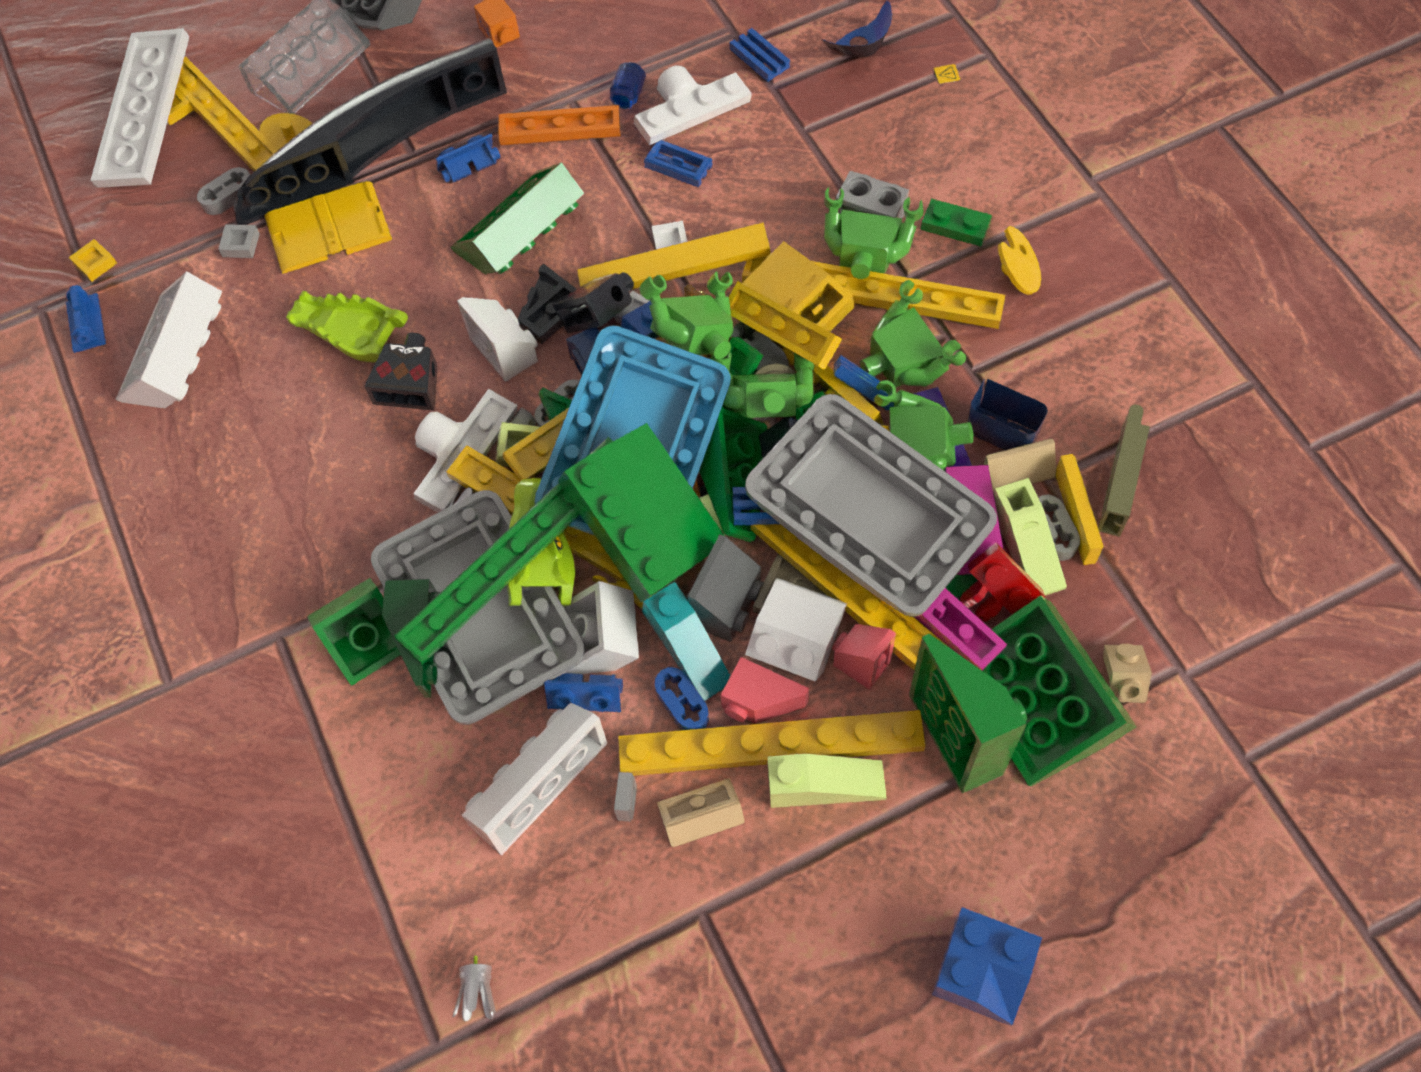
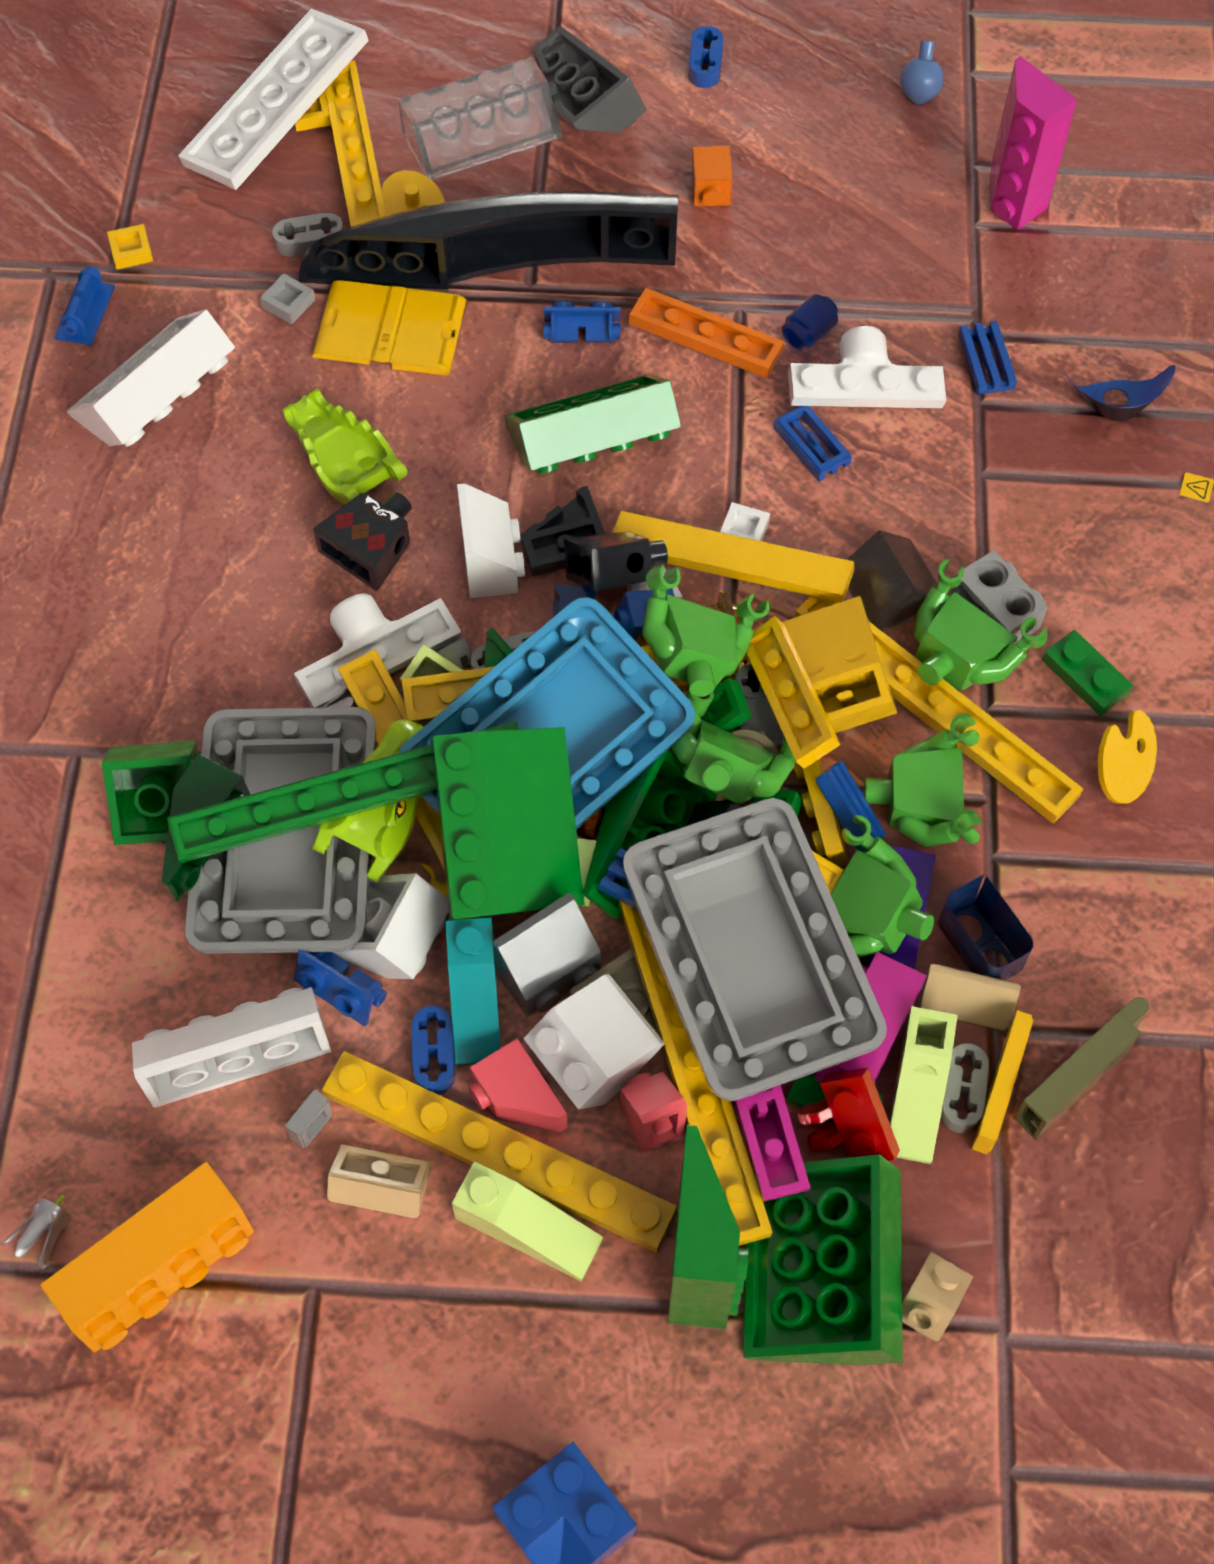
camera: 25 degrees right, 0 degrees up
(575, 960) = (149, 1259): none -> light orange brick
(791, 222) = (890, 579): none -> clear smoke slope

